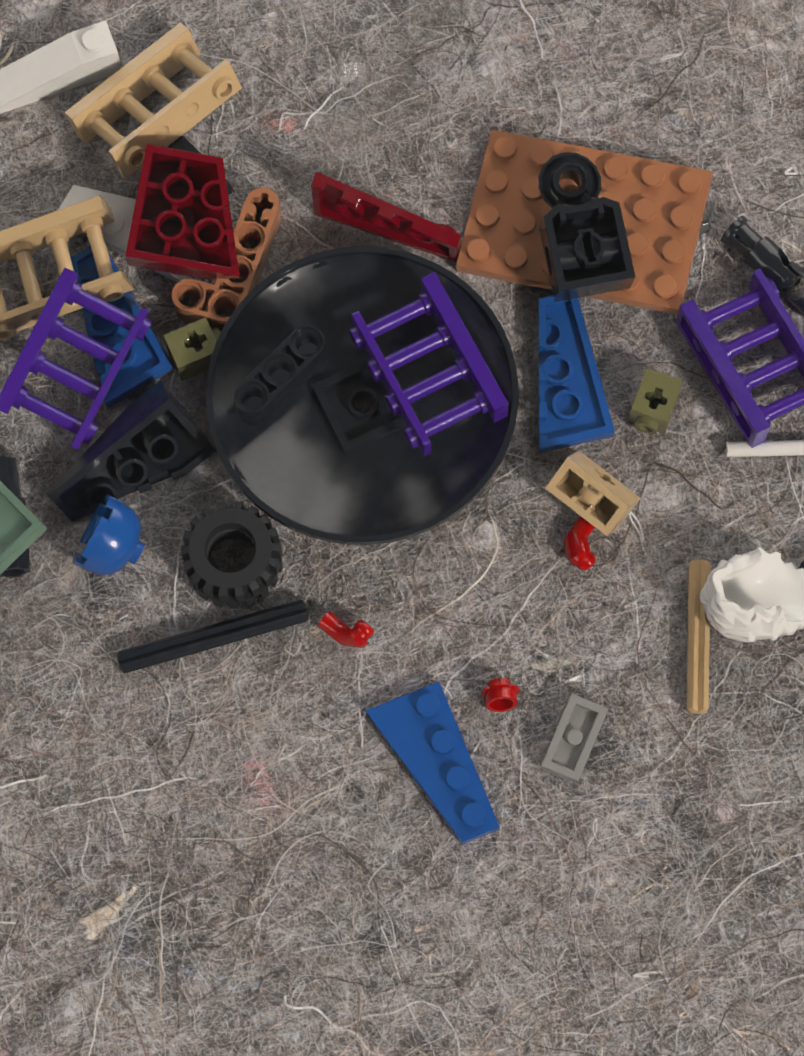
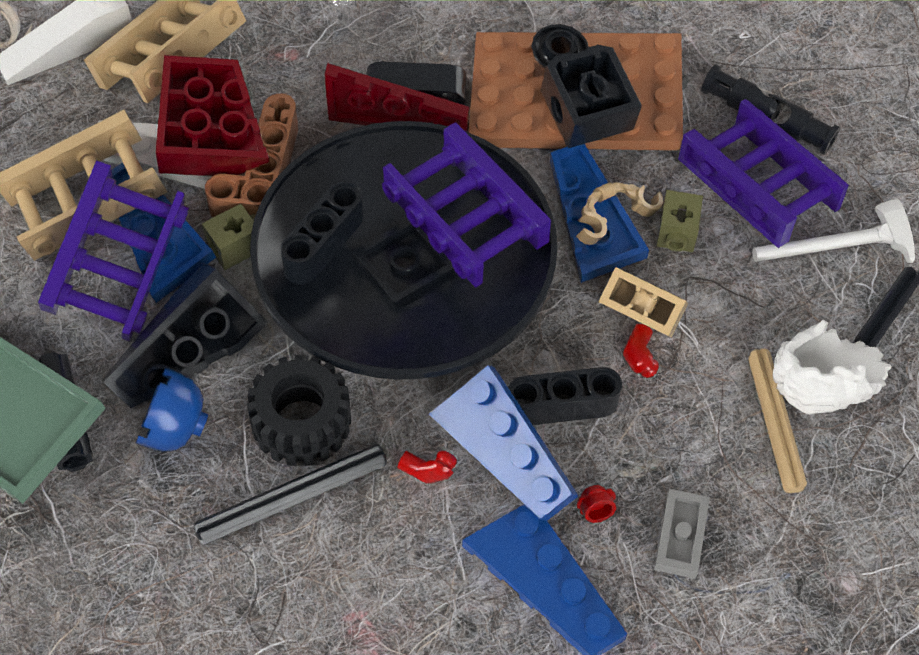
camera: 15 degrees left, 15 degrees down
(418, 191) = (438, 80): none -> black beam
(420, 616) = (502, 438): none -> wing
(510, 571) = (578, 384): none -> black beam
(580, 360) = (607, 191): none -> tan piece

